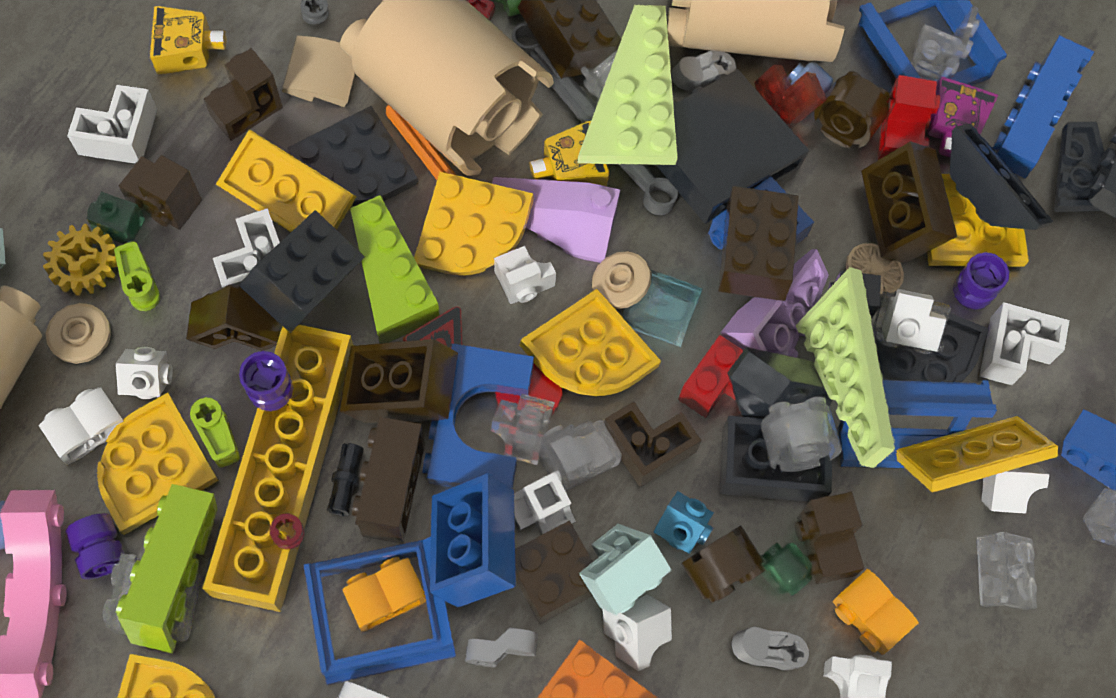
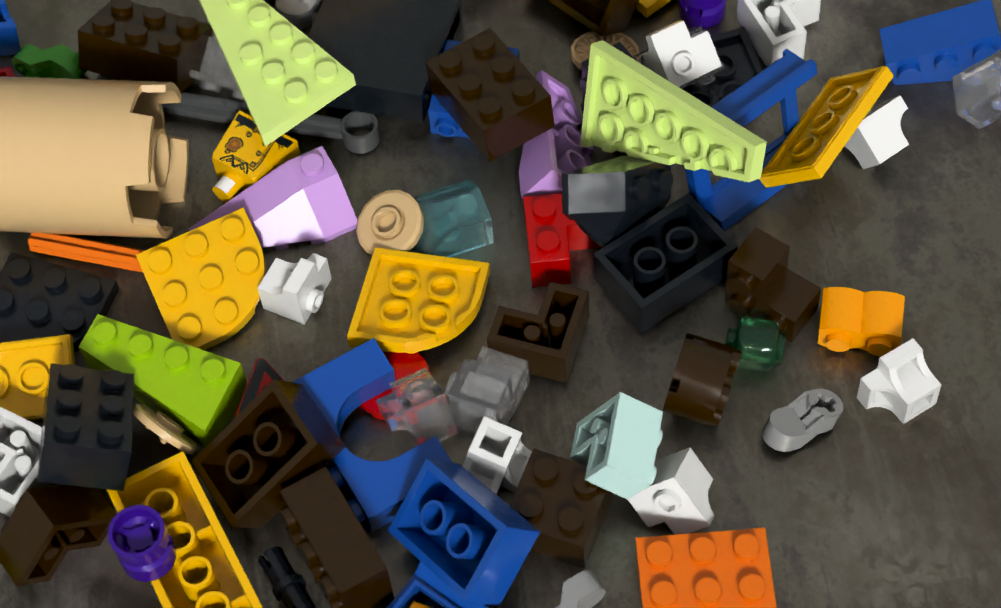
camera: 30 degrees left, 10 degrees down
(356, 308) = (165, 428): none -> tan wheel
(685, 523) = (636, 373): dark azure brick -> none
(800, 434) = (671, 213): clear brick -> none
(1006, 571) = (935, 204): clear bracket -> none

